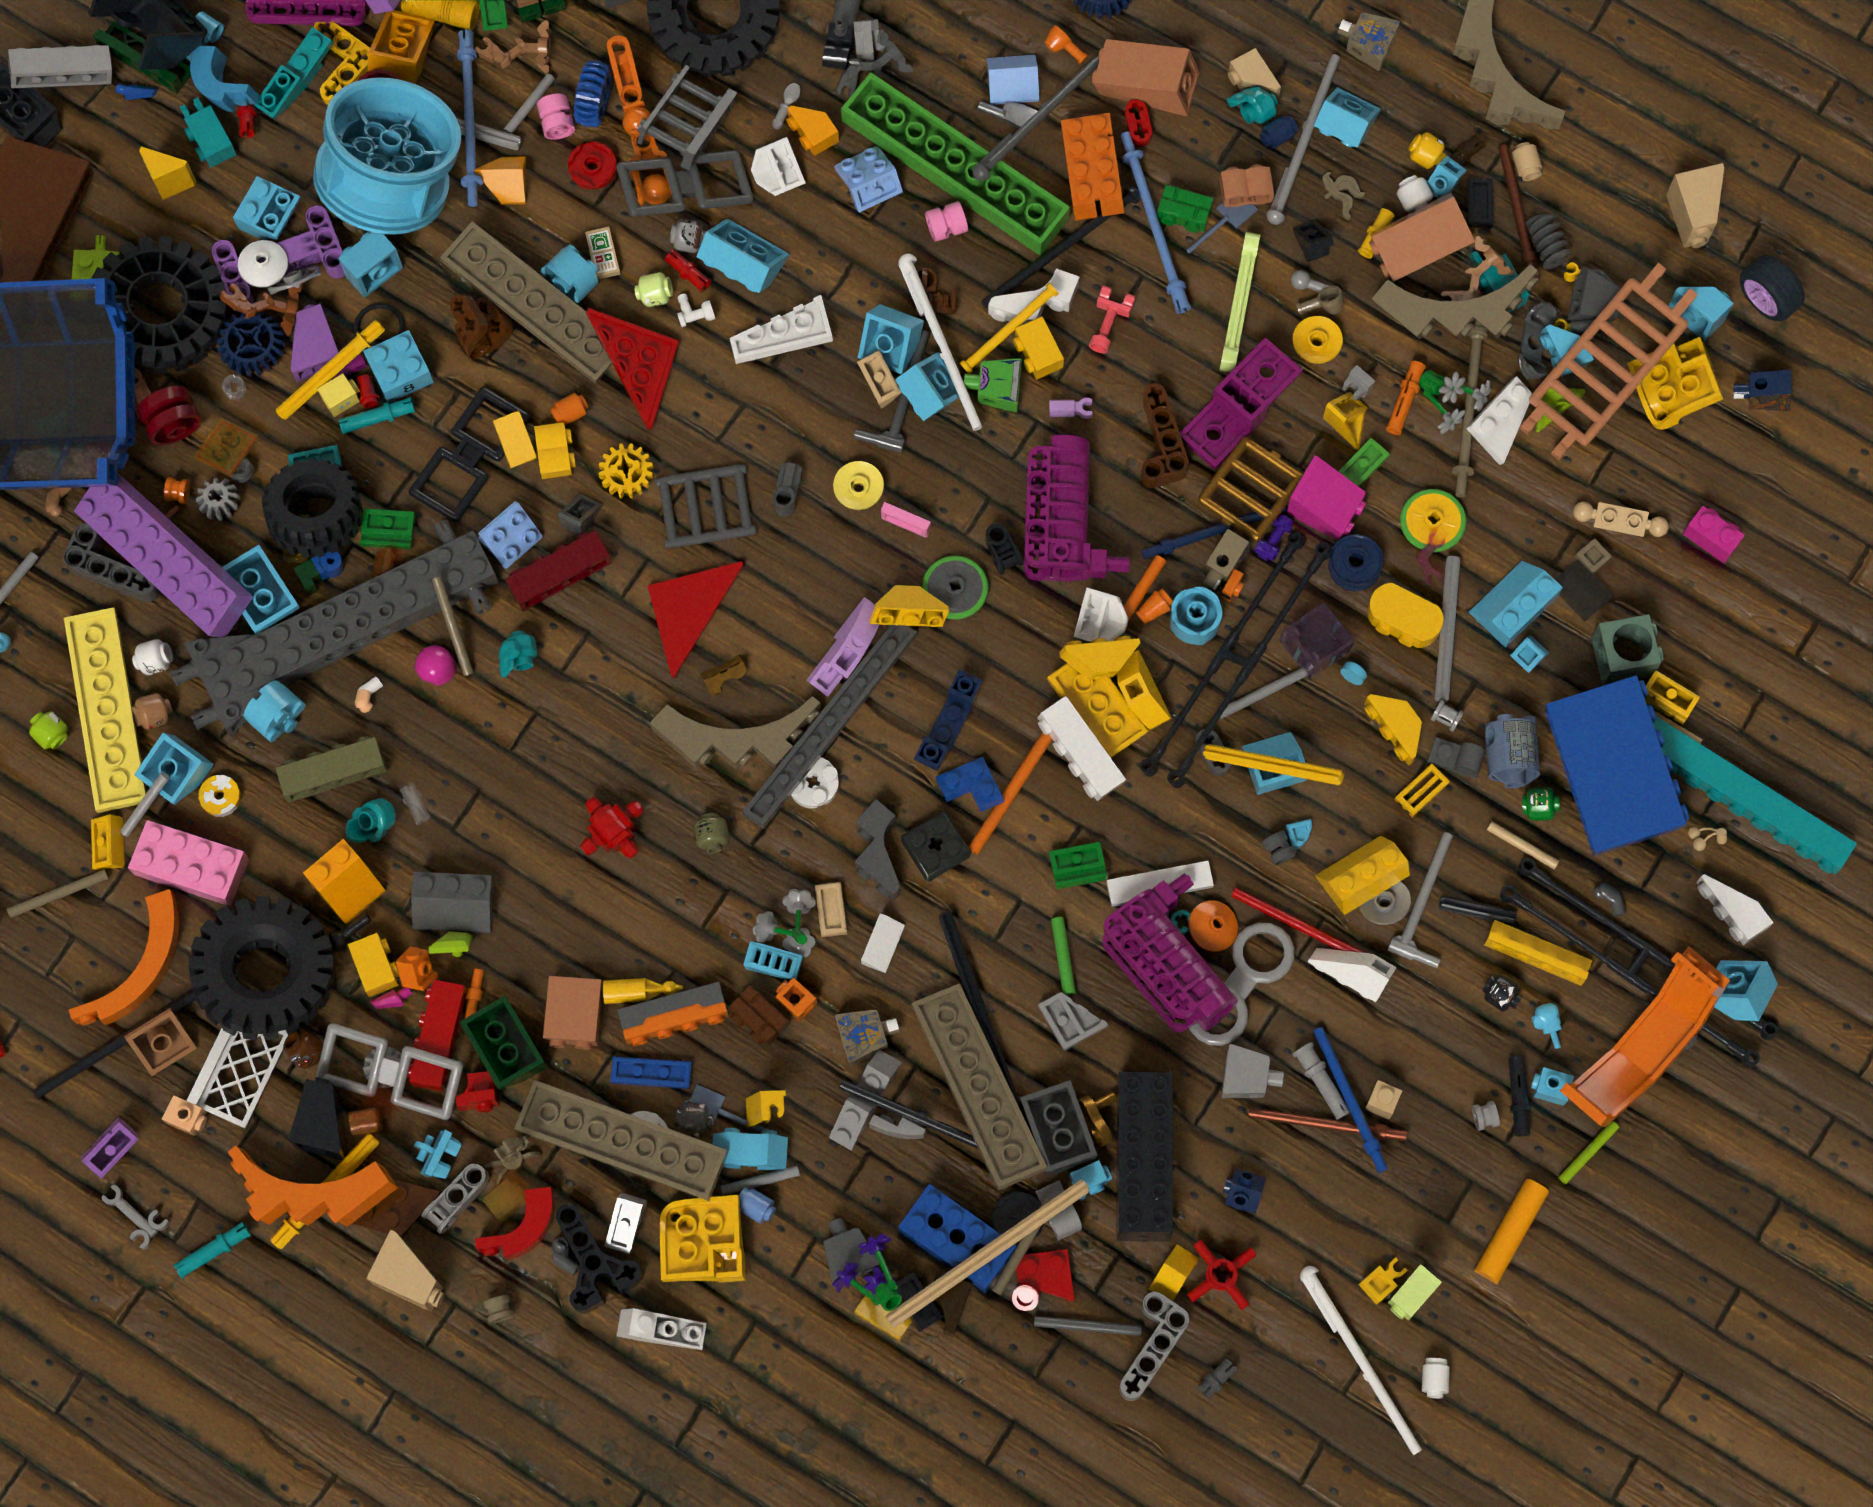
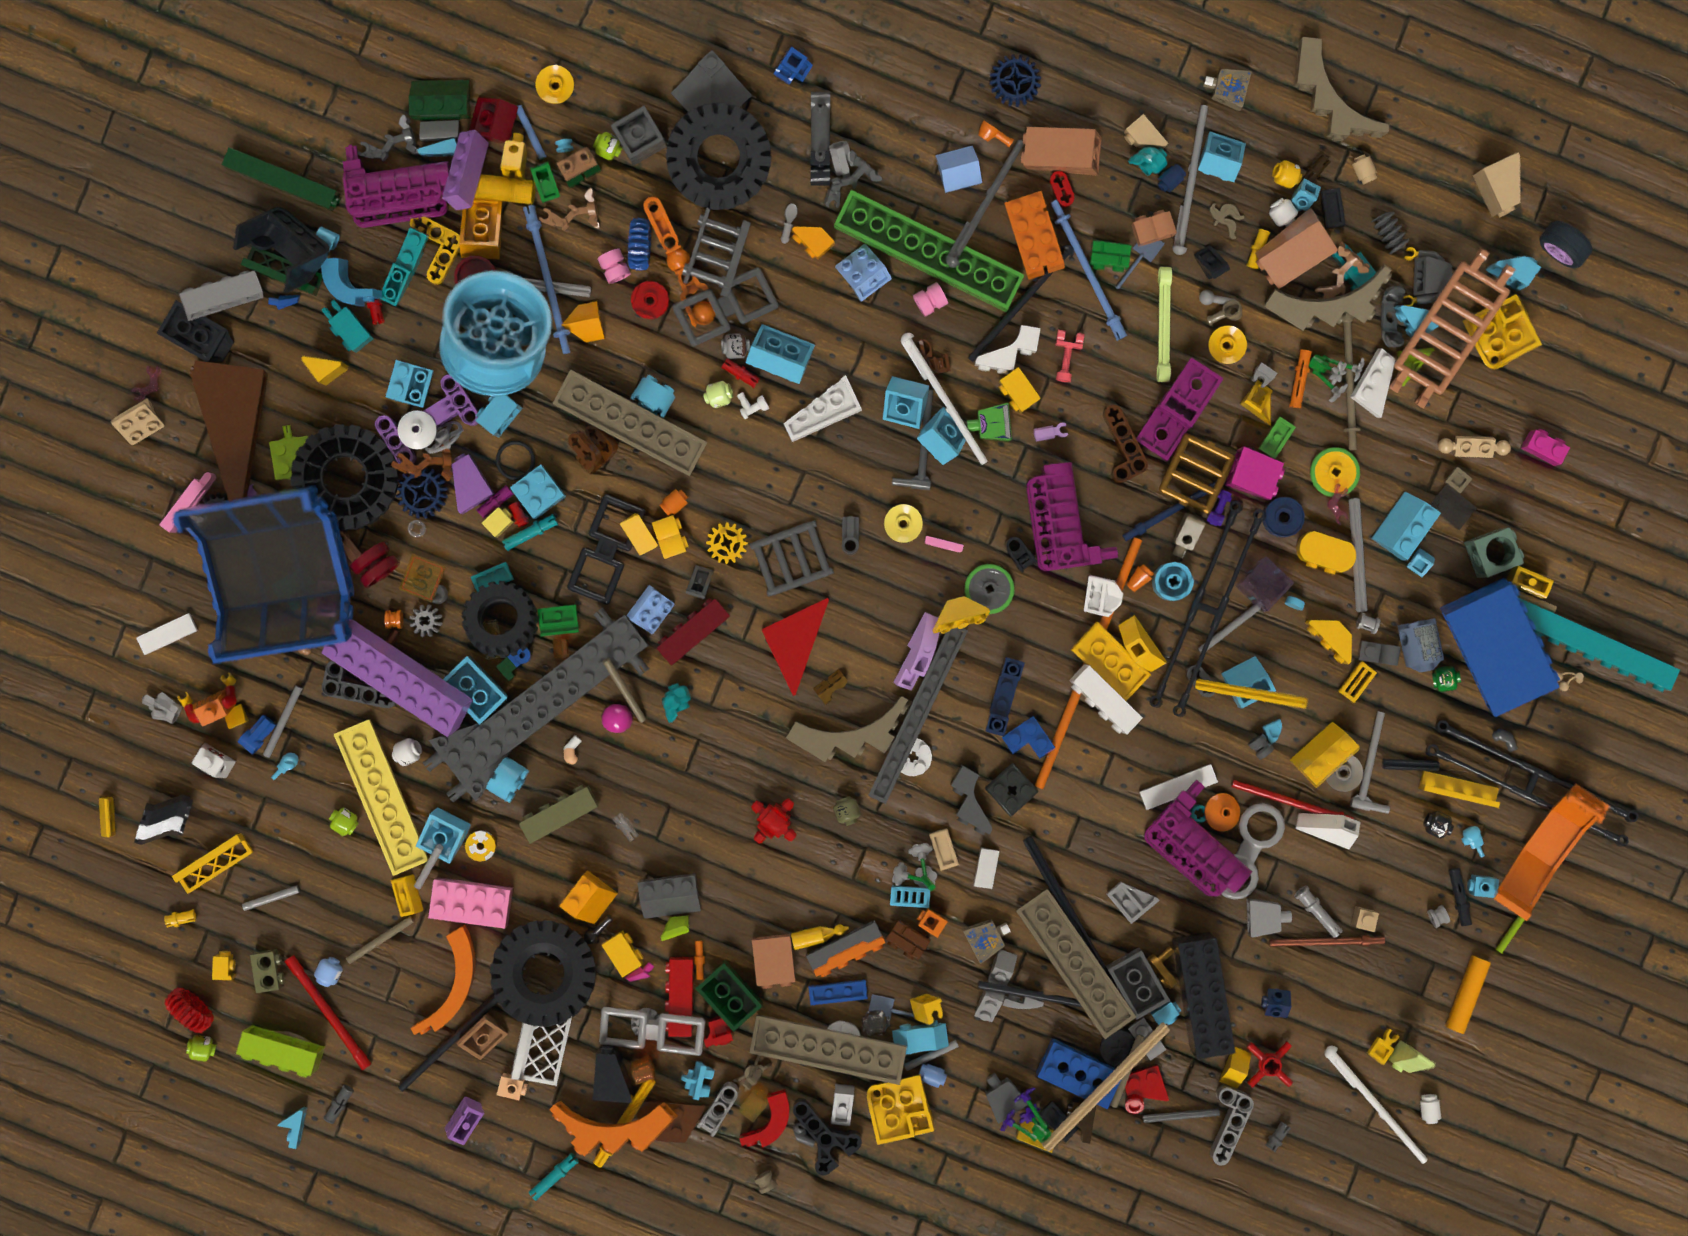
camera: 15 degrees left, 15 degrees up
(147, 1228) = (504, 1169): light grey bar -> none
(151, 711) = (416, 793): medium nougat head -> none
(303, 1049) = (586, 1024): reddish brown head -> none
(330, 369) = (504, 485): yellow axle -> none
(370, 821) = (596, 848): teal head -> none
(404, 1274) = (697, 1173): tan slope -> none
(415, 969) = (654, 952): orange brick -> none
(529, 103) = (590, 257): light grey piece -> none
(602, 252) = (672, 369): tile -> none
(639, 358) = (719, 452): red tile -> none
(660, 1329) = (881, 1174): white slope -> none
(776, 167) = (792, 277): white slope -> none
(879, 378) = (903, 435): tan slope -> none
(1009, 328) = (995, 379): yellow bar -> none
(1012, 112) = (964, 197): flat silver piece -> none
(1063, 956) = (1118, 854): bright green piece -> none
(1078, 865) = (1117, 785): green plate -> none
(1100, 656) = (1110, 629): yellow slope -> none
(1233, 586) = (1196, 553): orange plate -> none
(1370, 1144) = (1362, 955): blue bar -> none
(1523, 845) = (1436, 710): tan bar -> none
(1528, 256) = (1376, 247): copper bar -> none
(1739, 911) = (1603, 736): white slope -> none
(1748, 989) = (1613, 789): medium azure slope -> none
(1766, 390) = (1578, 326): dark blue torso -> none

